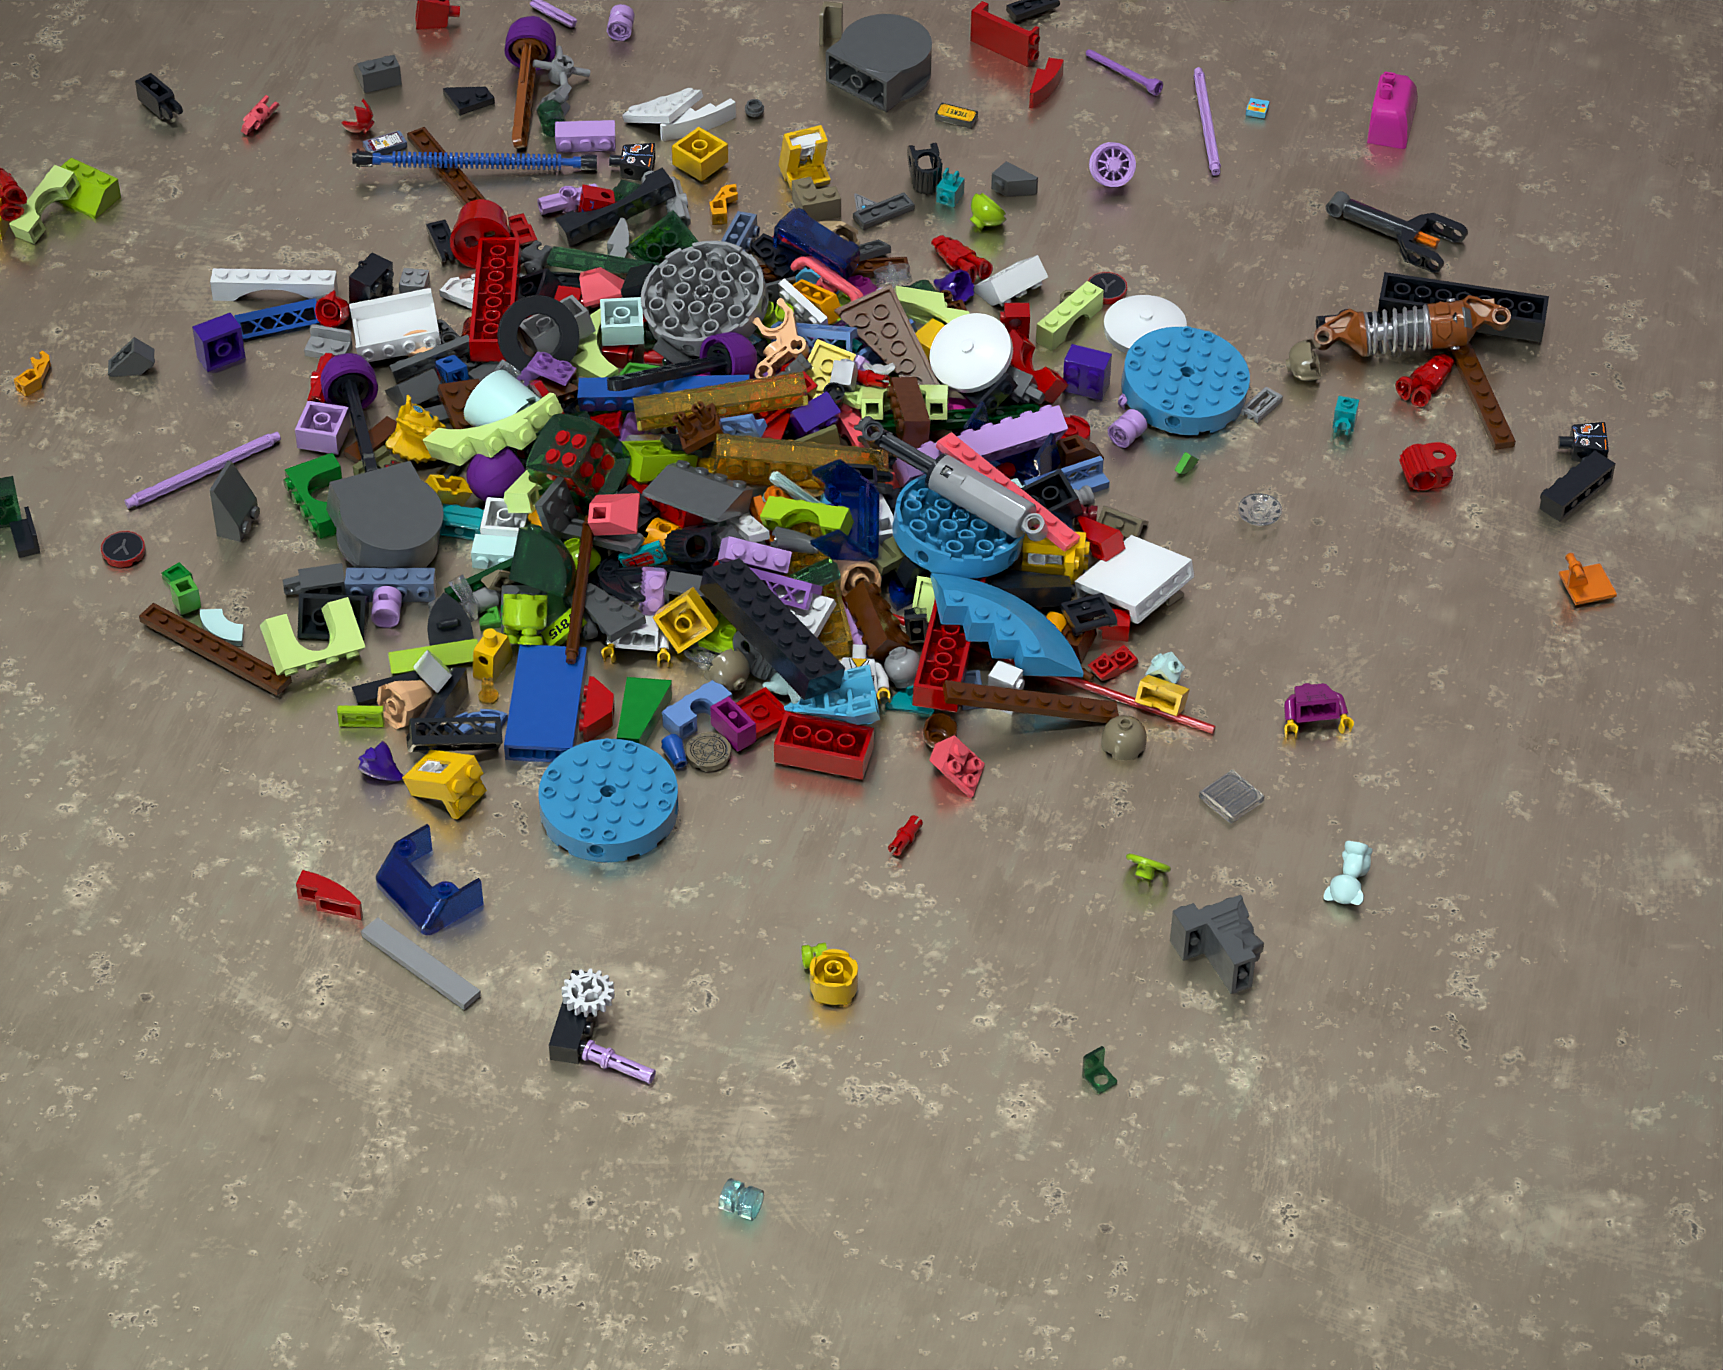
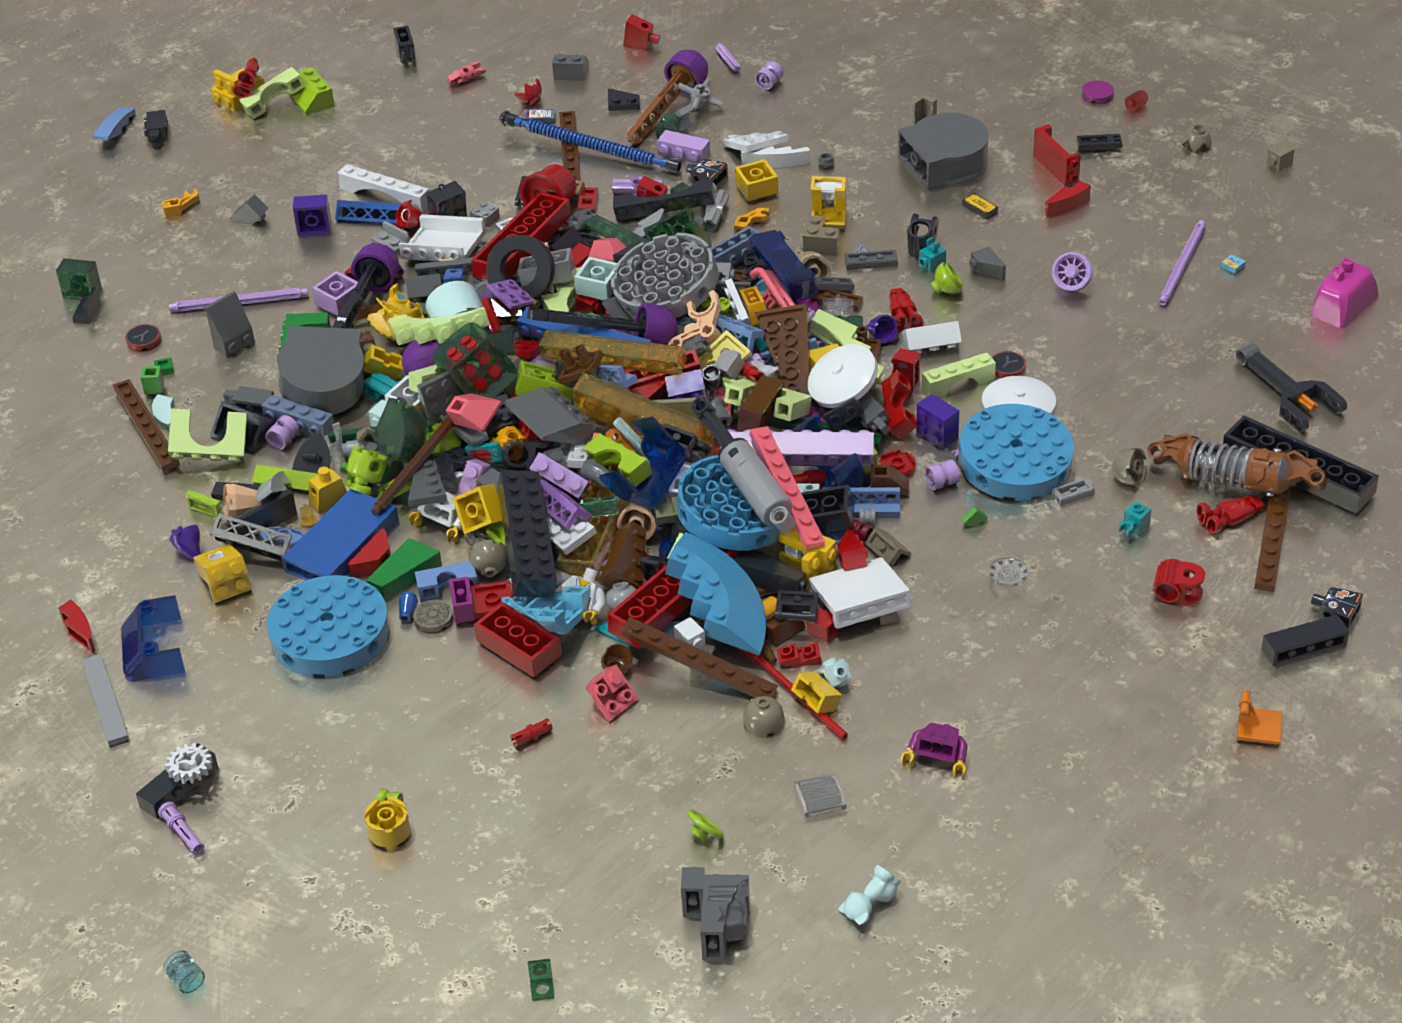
camera: 30 degrees right, 5 degrees down
(1153, 86) = (1155, 224): medium lavender piece -> none

